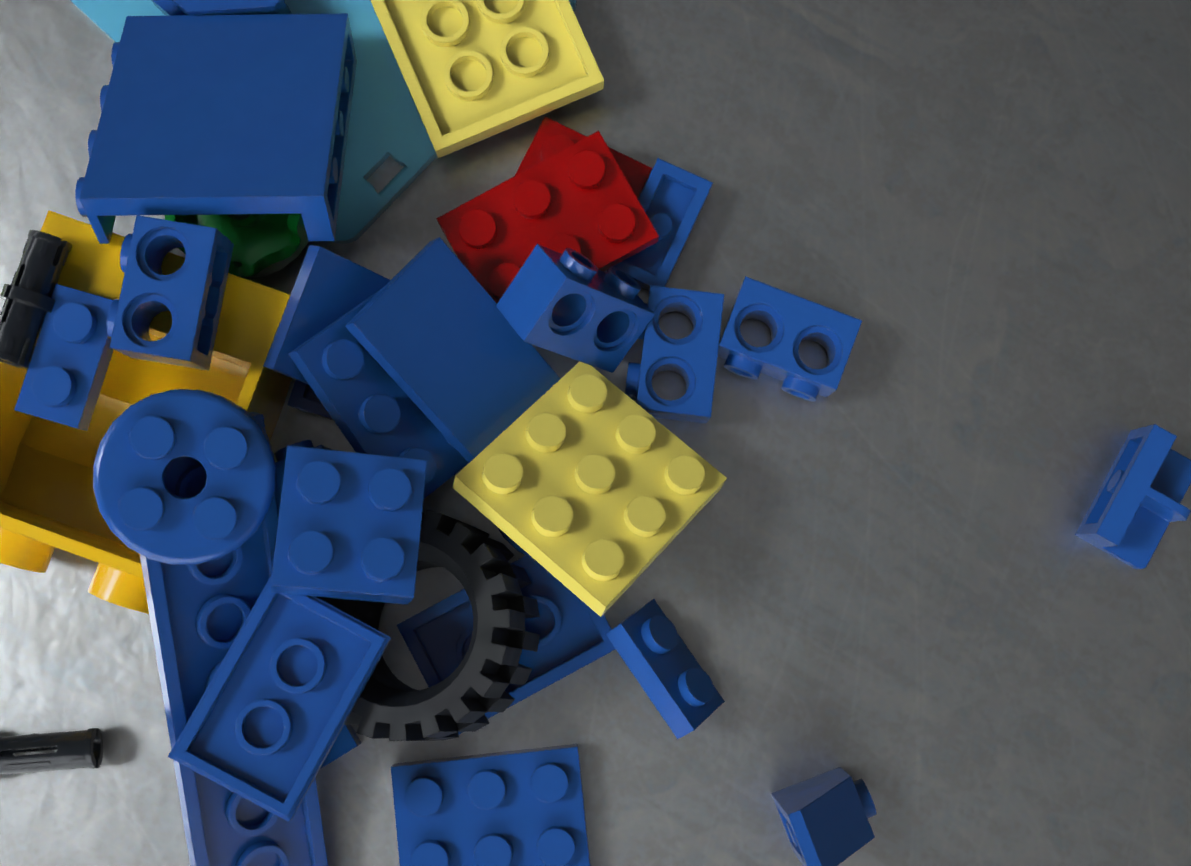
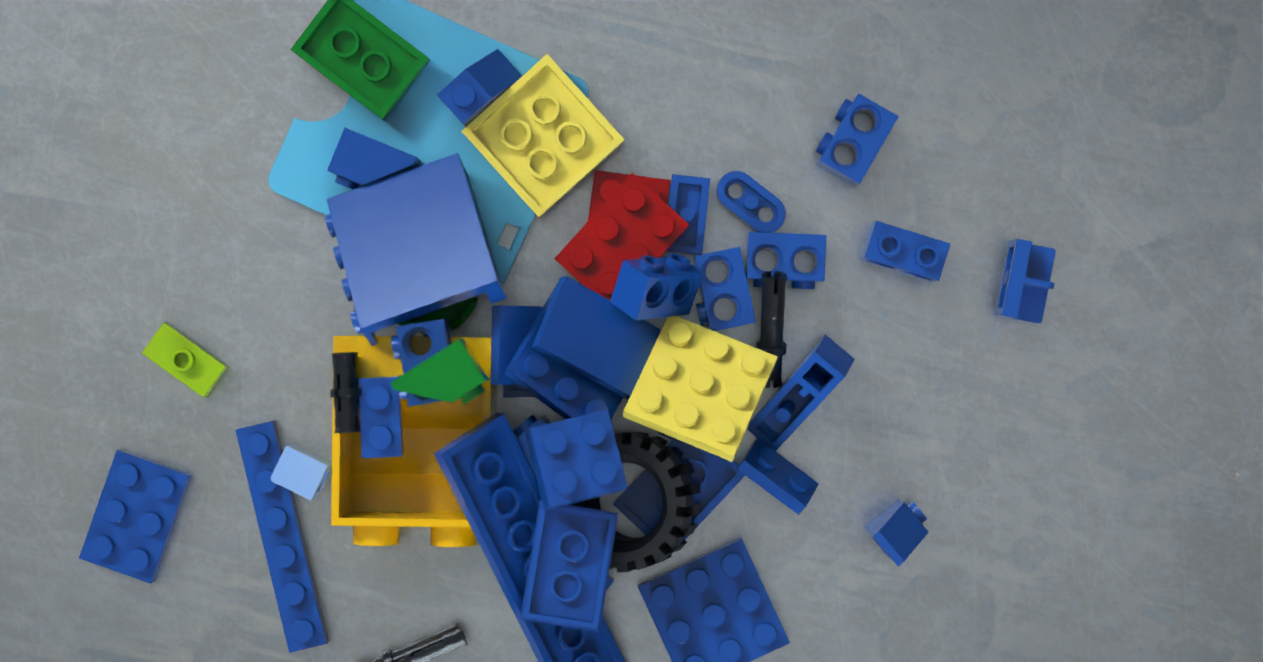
camera: 20 degrees left, 5 degrees up
(133, 485) = (456, 446): blue plate -> none
(181, 309) = (446, 375): none -> green slope
(737, 426) = (773, 321): none -> black pin
(743, 552) = (801, 393): none -> blue slope
(765, 240) = (752, 200): none -> blue plate
(956, 205) = (863, 144): none -> blue brick
(973, 388) = (904, 251): none -> blue brick

